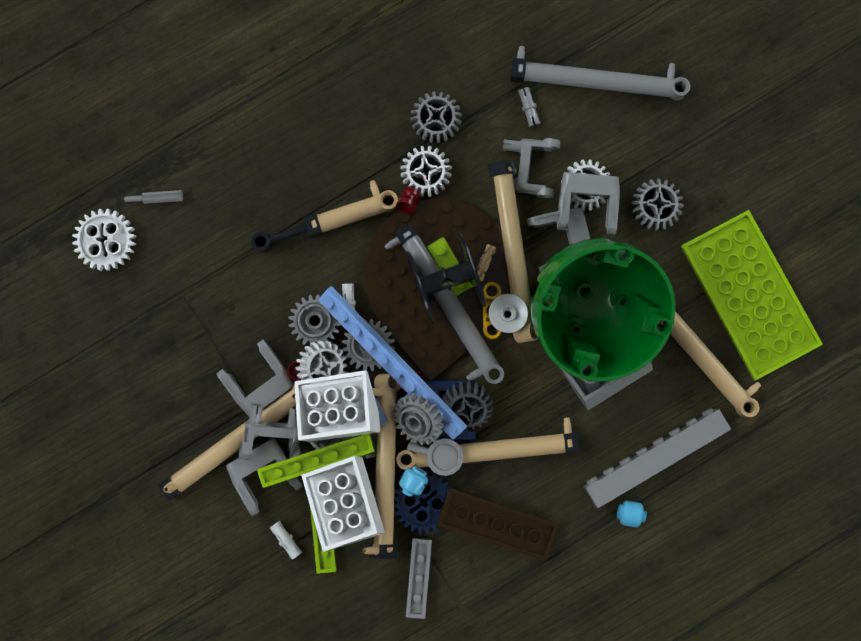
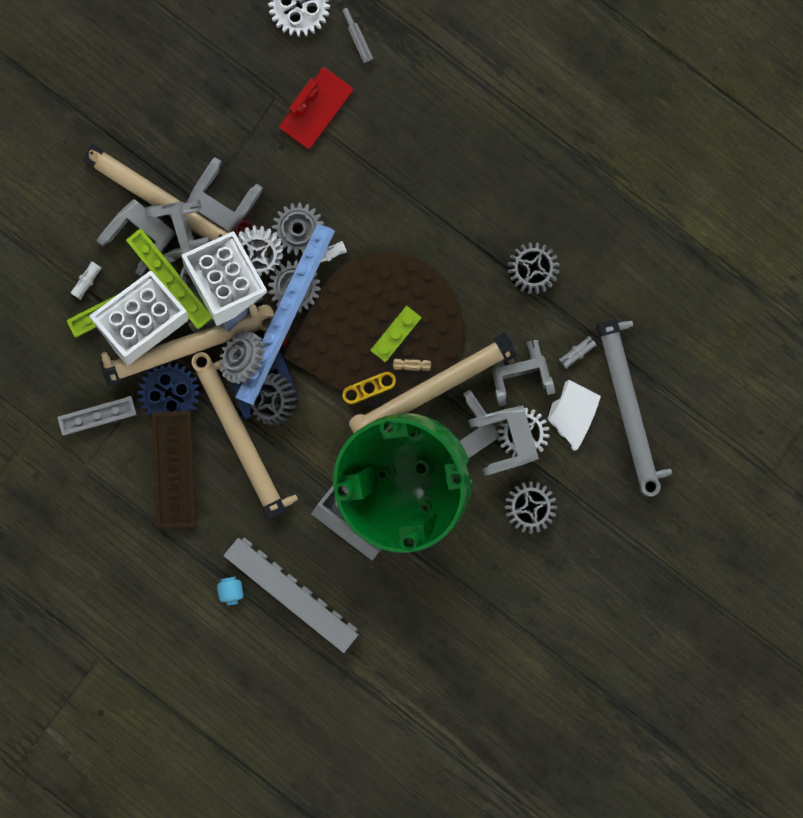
camera: 70 degrees right, 0 degrees up
(207, 261) = (315, 107): none -> red bracket
(319, 223) = (398, 207): tan piece -> none
(408, 201) = (443, 272): dark red wheel -> none
(413, 481) = (183, 375): medium azure head -> none
(434, 170) = (492, 270): white gear -> none
(443, 455) = (217, 393): light grey piece -> none
(451, 306) = (361, 346): light grey piece -> none
(456, 274) = (372, 323): black piece -> none
(515, 306) = (375, 393): white dish -> none
(585, 131) = (574, 412): none -> white slope
(714, 369) = (403, 602): tan piece -> none
(751, 295) = (479, 628): lime plate -> none

